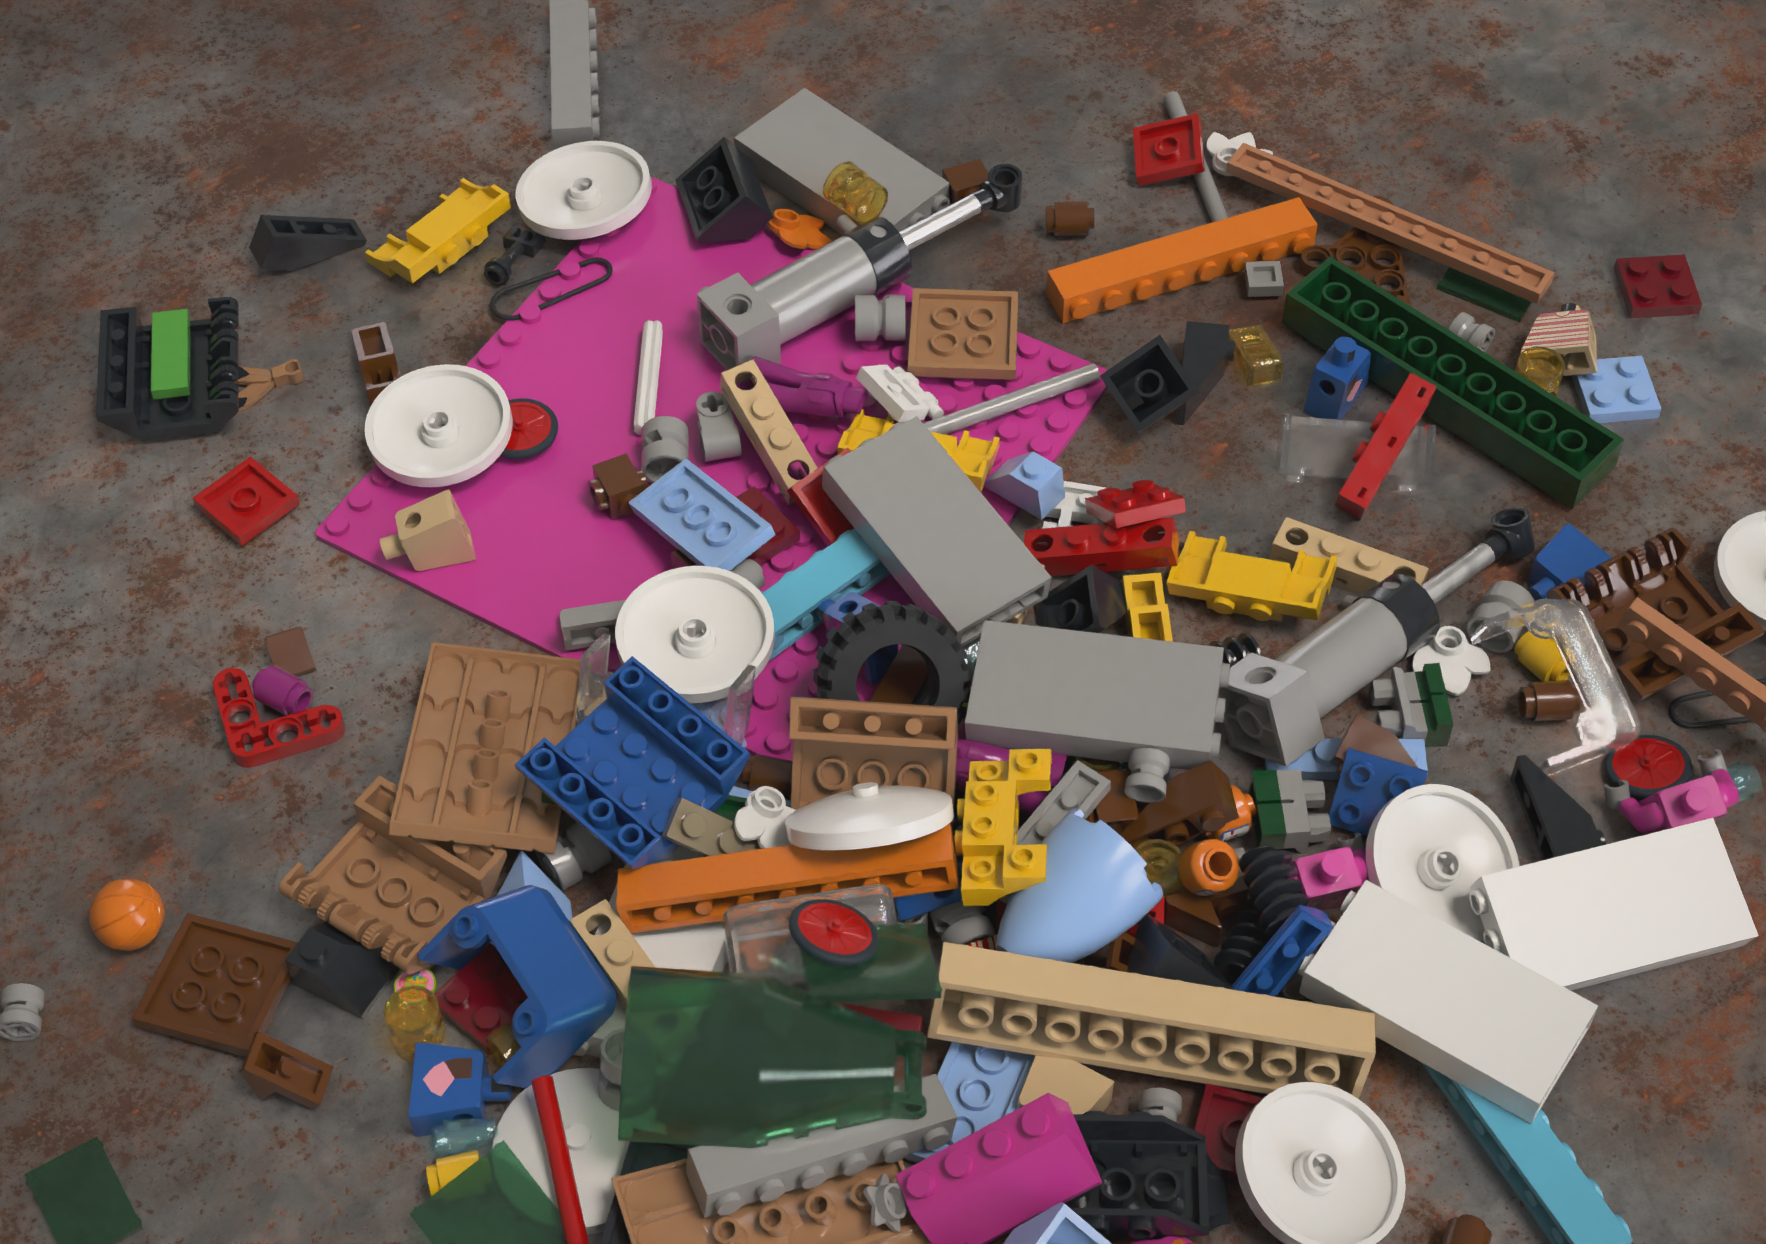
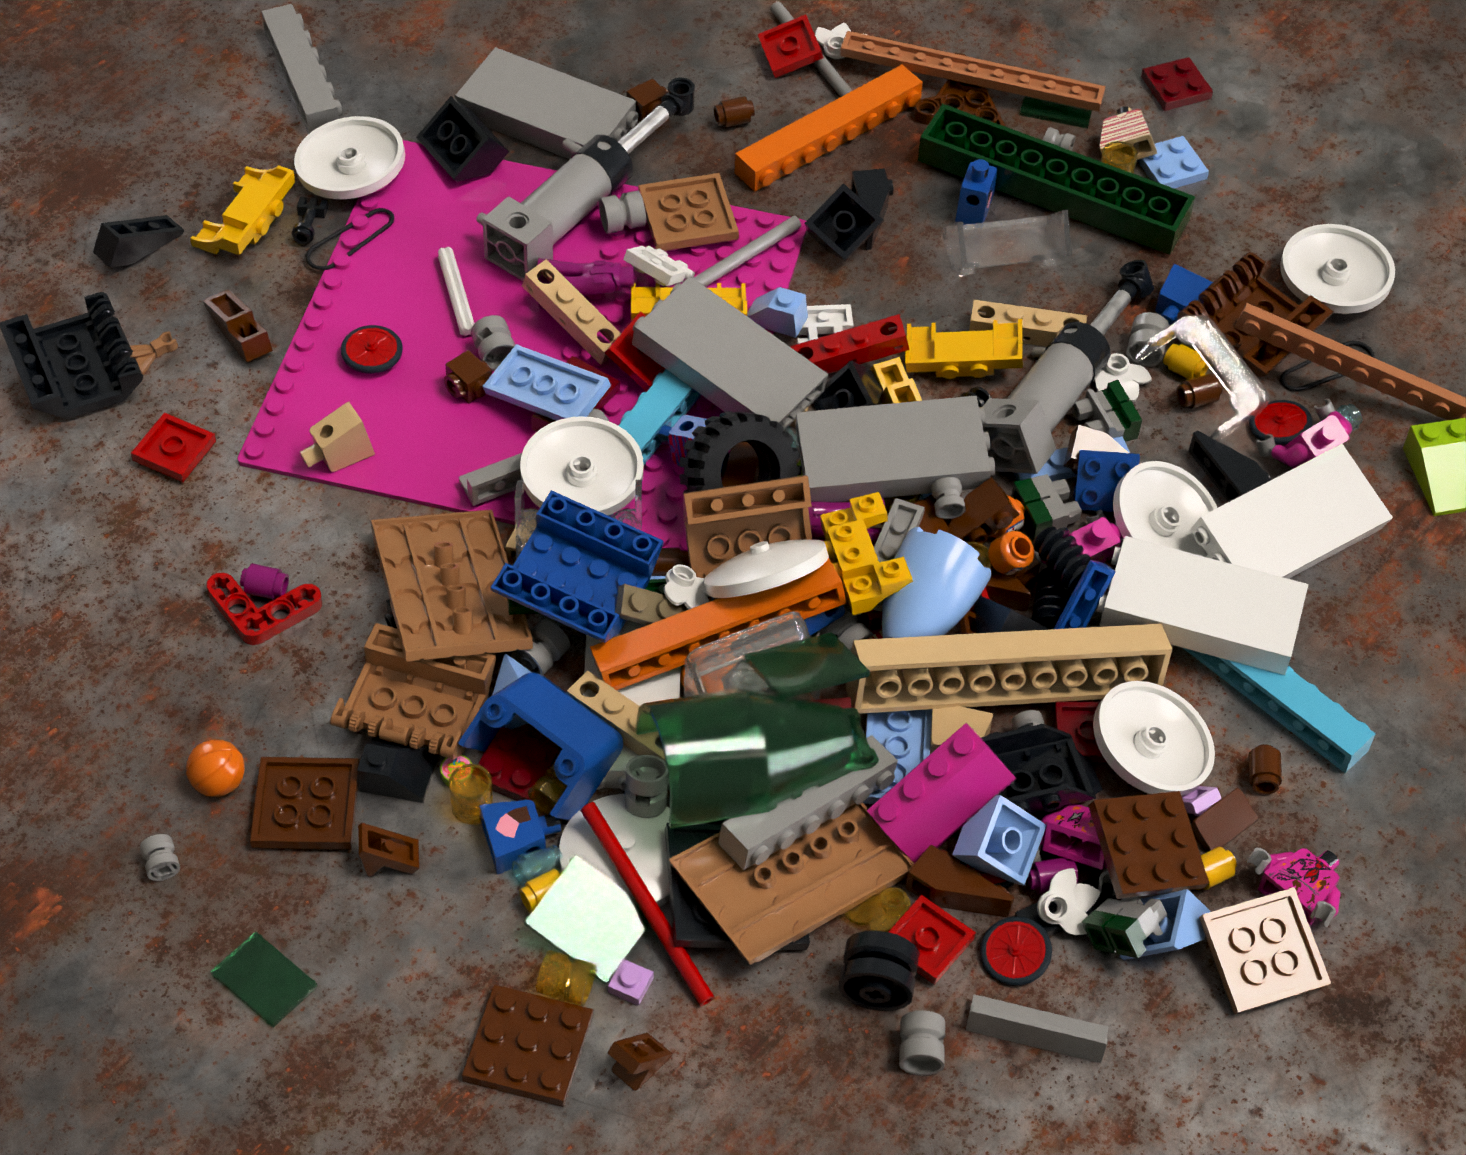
camera: 20 degrees left, 0 degrees up
(170, 354) = (66, 346): bright green tile -> none
(290, 652) = (257, 550): reddish brown slope -> none
(438, 425) = (310, 358): white dish -> none
(716, 427) = (527, 318): light grey piece -> none
(798, 230) = (529, 158): orange plate -> none
(833, 932) = (776, 649): red wheel -> none
(855, 192) = (571, 120): clear yellow wheel -> none
(886, 1203) = (867, 831): light grey plate -> none
(1134, 505) = (865, 311): red plate -> none
(1256, 372) = (921, 190): clear yellow slope -> none
(1263, 278) = (894, 130): light grey plate -> none
(1389, 437) = (1026, 241): red piece -> none

